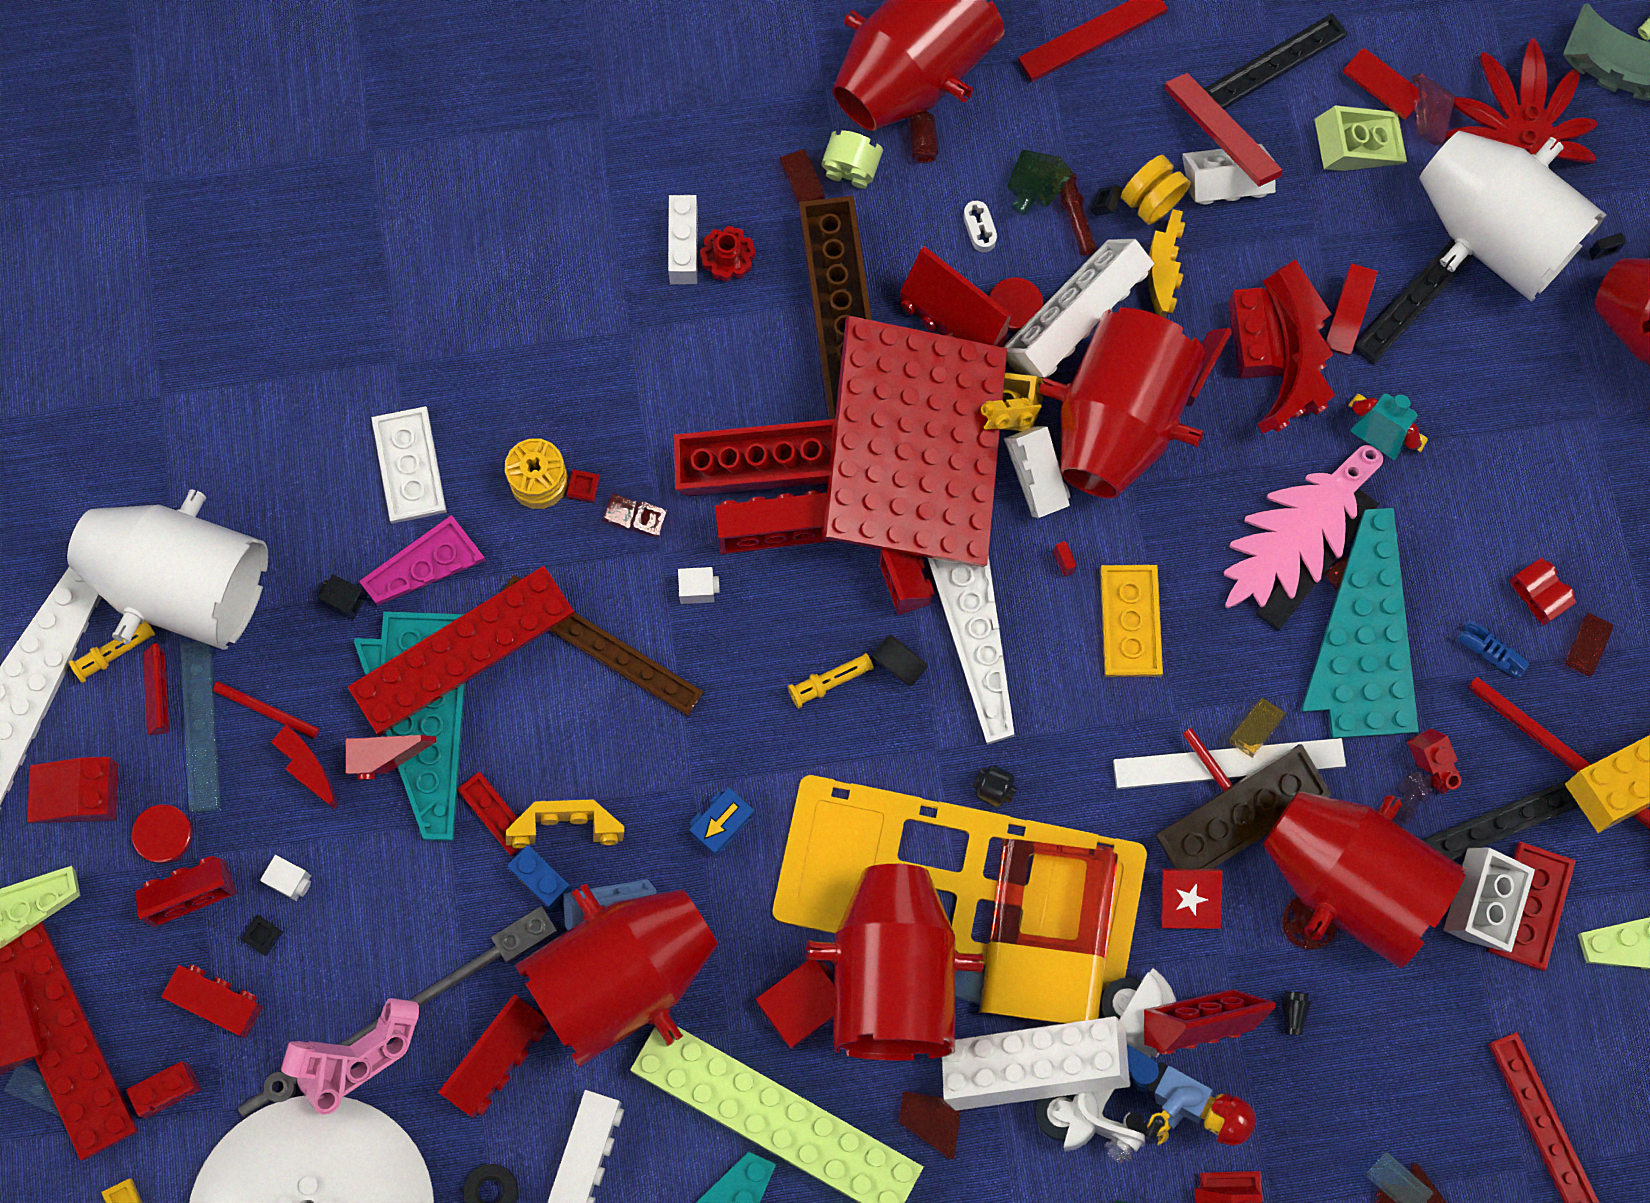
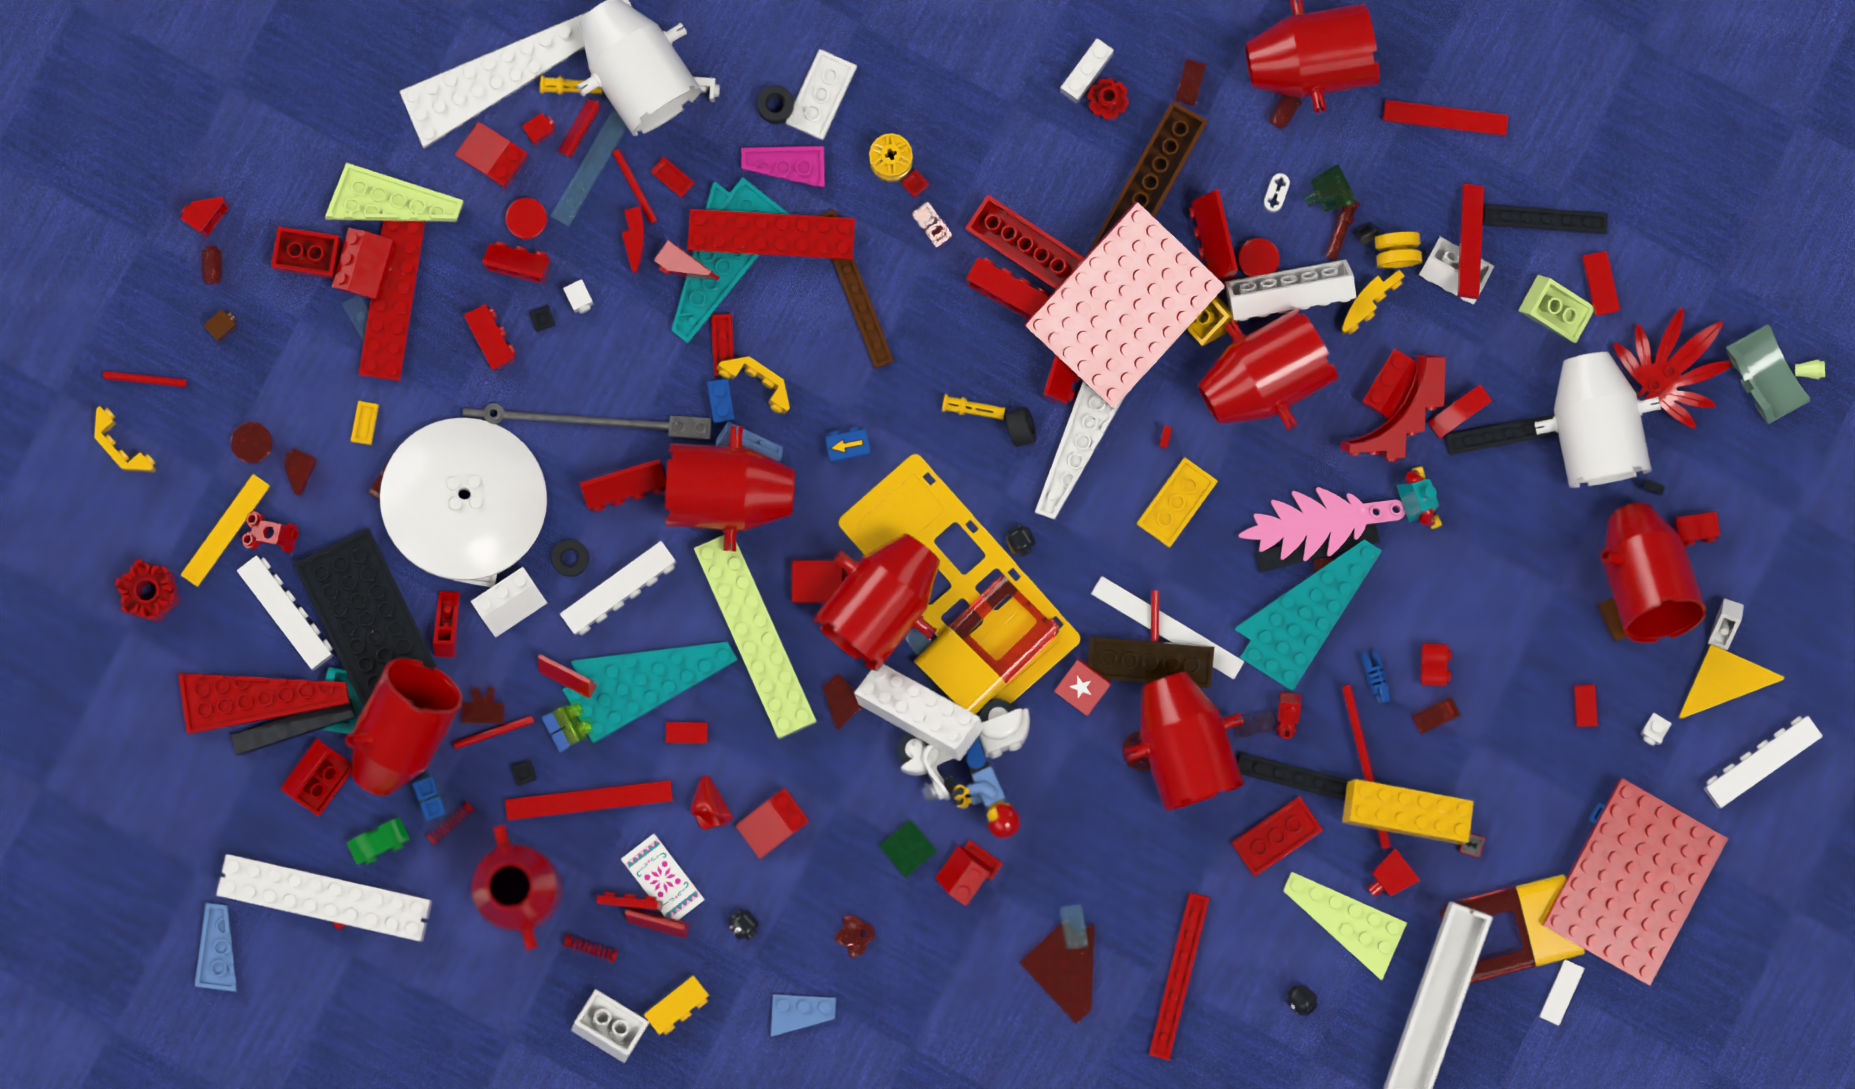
camera: 40 degrees right, 10 degrees up
(107, 722) = (539, 128): none -> red brick
(163, 1089) = (430, 368): red brick -> none
(275, 539) = (708, 84): none -> white bracket
(303, 669) = (672, 177): none -> red tile
(325, 1069) = (525, 427): bright pink connector -> none
(341, 596) = (724, 149): black brick -> none
(356, 493) = (766, 95): none -> black tyre
(697, 585) = (937, 295): white brick -> none
(851, 158) = (1228, 93): yellowish green brick -> none
(1011, 414) = (1186, 325): yellow hinge -> none
(1038, 471) = (1188, 373): white wedge -> none
(1203, 1020) = (1032, 757): red slope -> none
(1213, 345) = (1346, 379): red slope -> none
(1257, 727) = (1199, 619): clear yellow tile -> none
(1295, 1011) = (1092, 792): black cone -> none
(1432, 109) = (1616, 322): clear pink wing -> none
(1490, 899) = (1253, 814): white slope -> none

